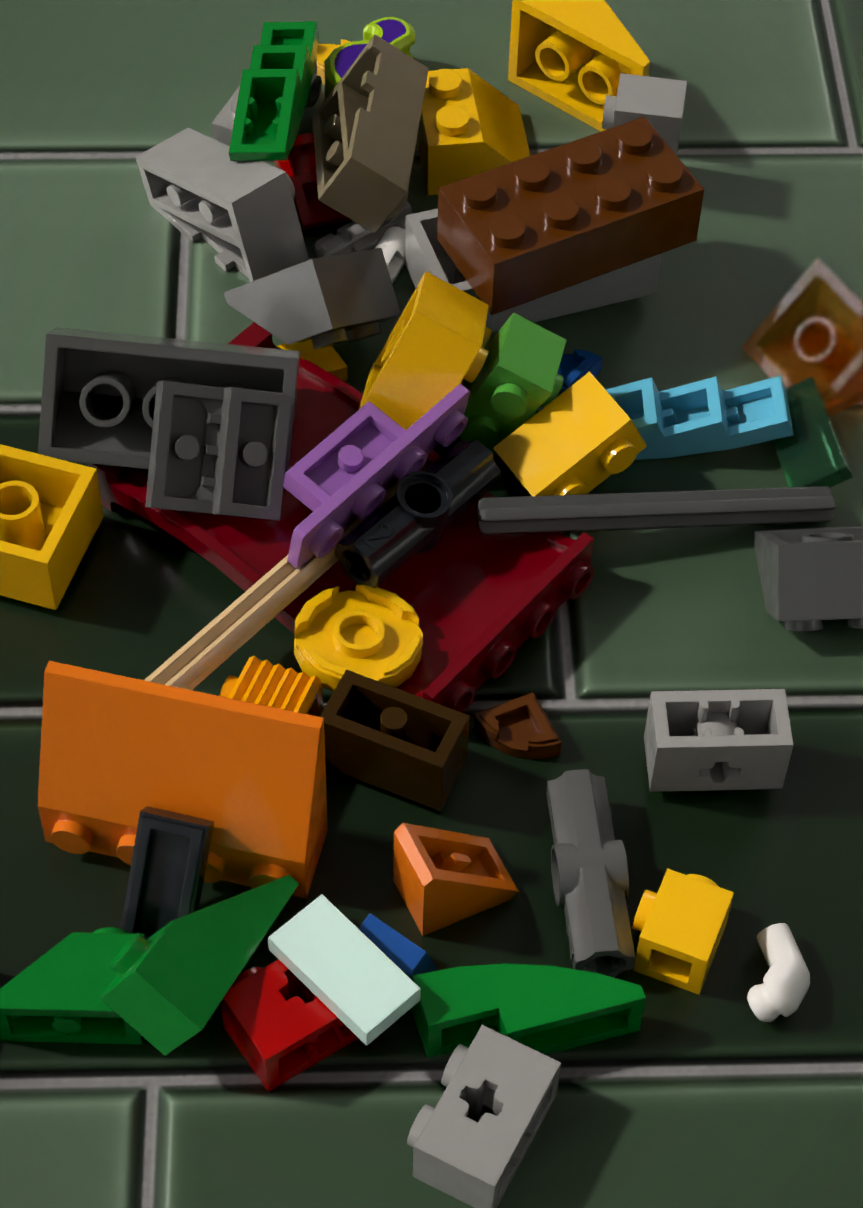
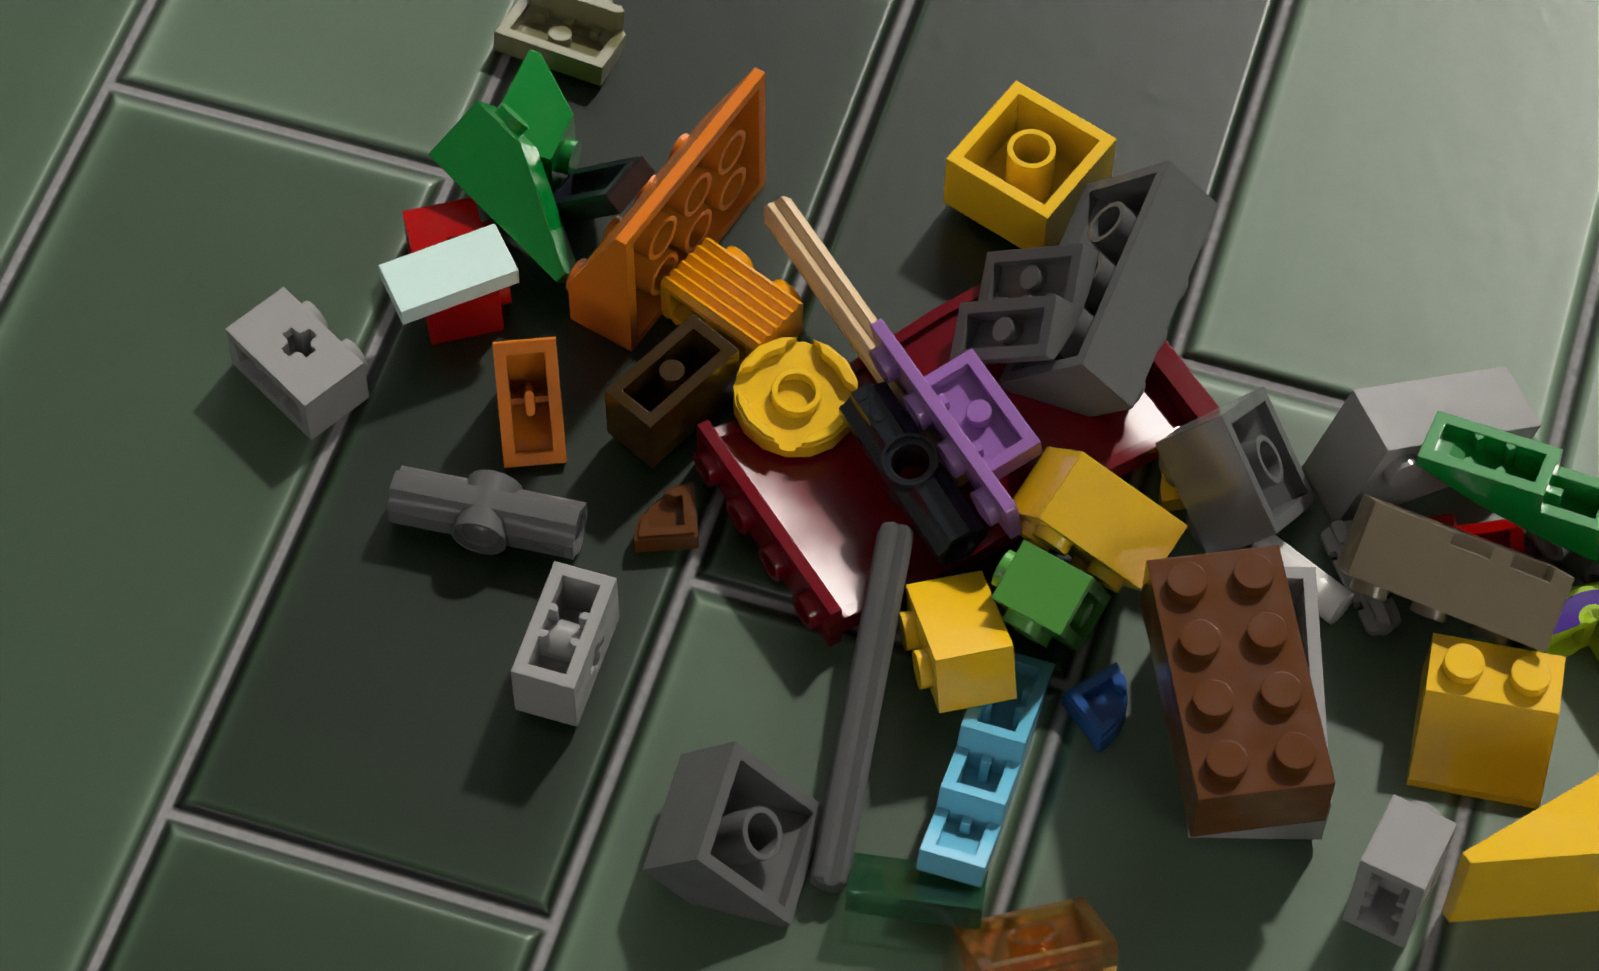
camera: 110 degrees right, 5 degrees up
(396, 947) = (467, 342): blue plate -> none
(529, 1003) = (381, 416): green slope -> none
(681, 929) = (399, 559): yellow brick -> none
(785, 980) = (325, 633): white arm -> none

